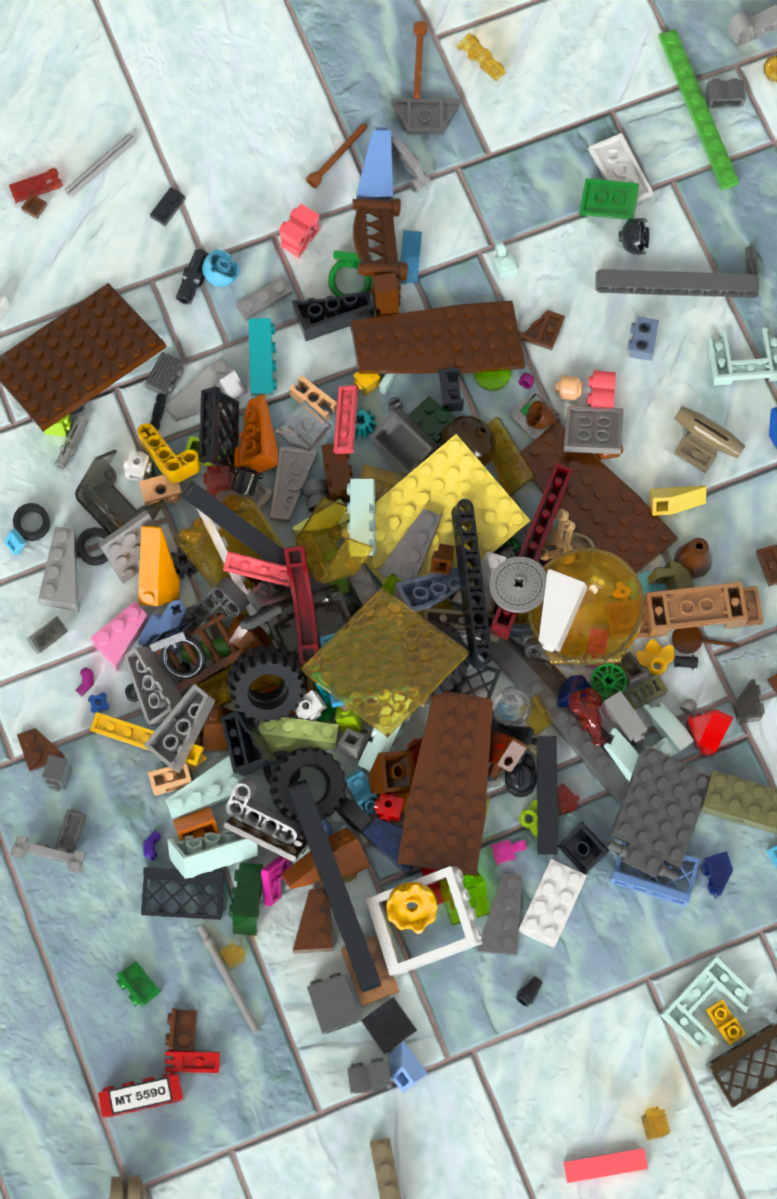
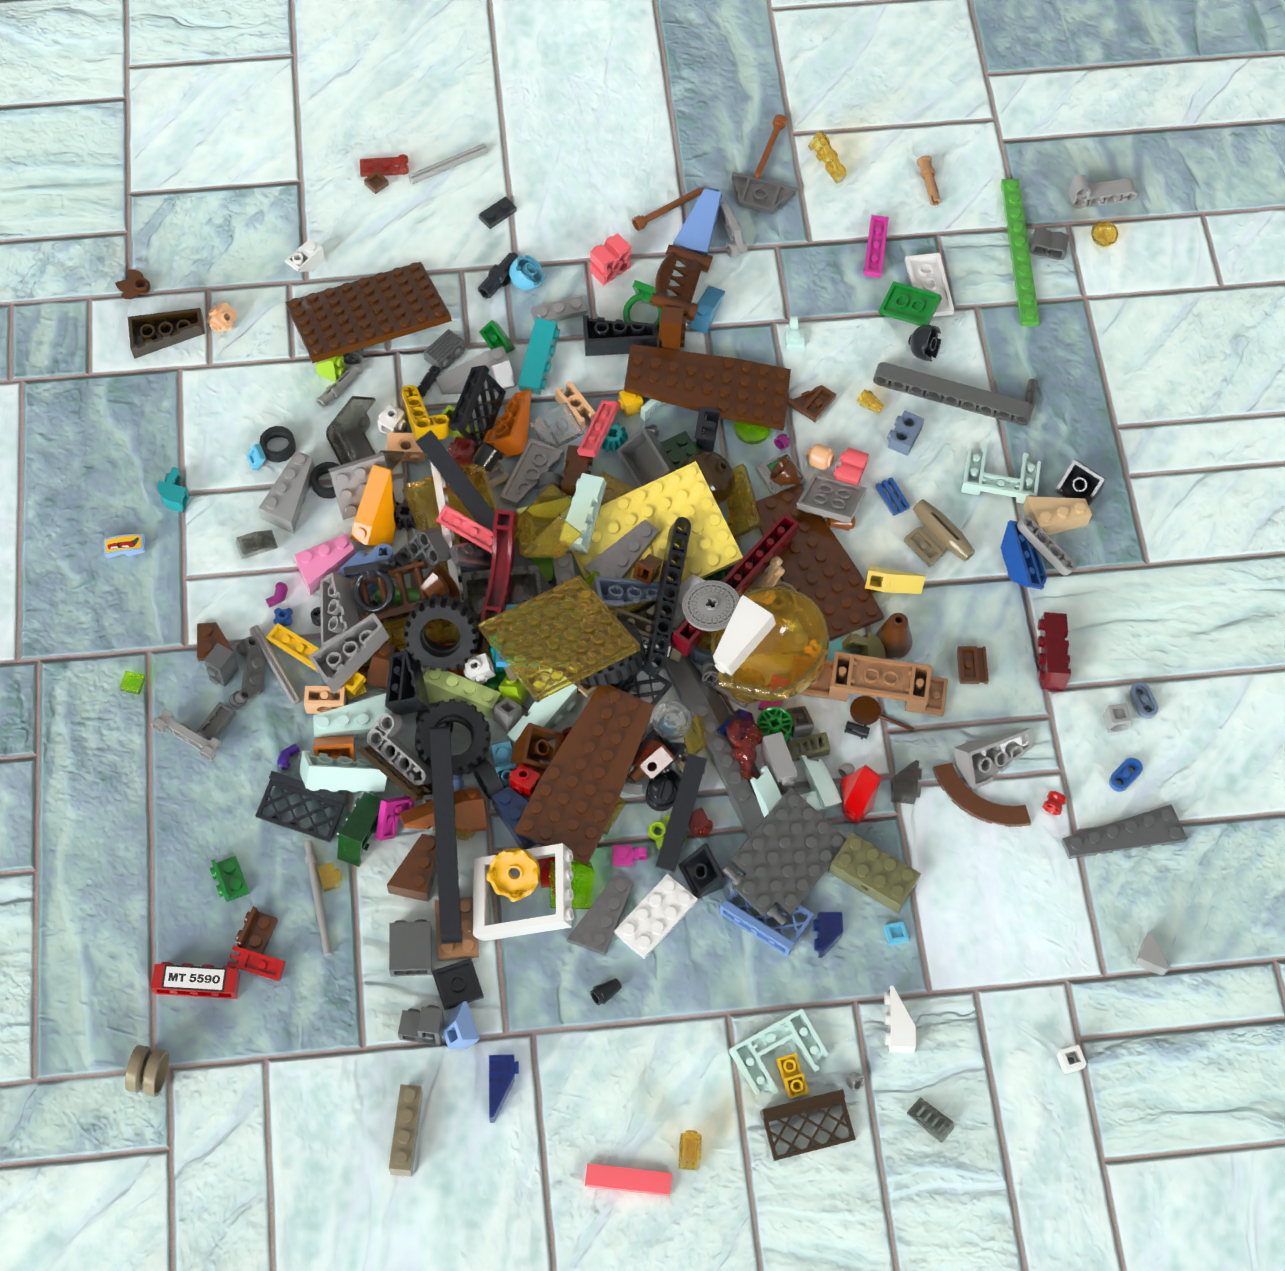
camera: 15 degrees right, 10 degrees down
(89, 770) = (253, 672): none -> dark grey plate
(107, 754) = (275, 665): none -> light grey axle
(211, 345) = (496, 337): none -> green slope
(260, 617) = (455, 569): dark grey tile -> none
(459, 1105) = (501, 1079): none -> clear blue slope
(556, 142) = (876, 246): none -> dark pink plate
(584, 48) = (928, 173): none -> medium nougat pin
(599, 314) = (870, 401): none -> clear yellow cone
(646, 396) = (891, 482): none -> blue tile
(656, 655) = (829, 716): yellow plate -> none

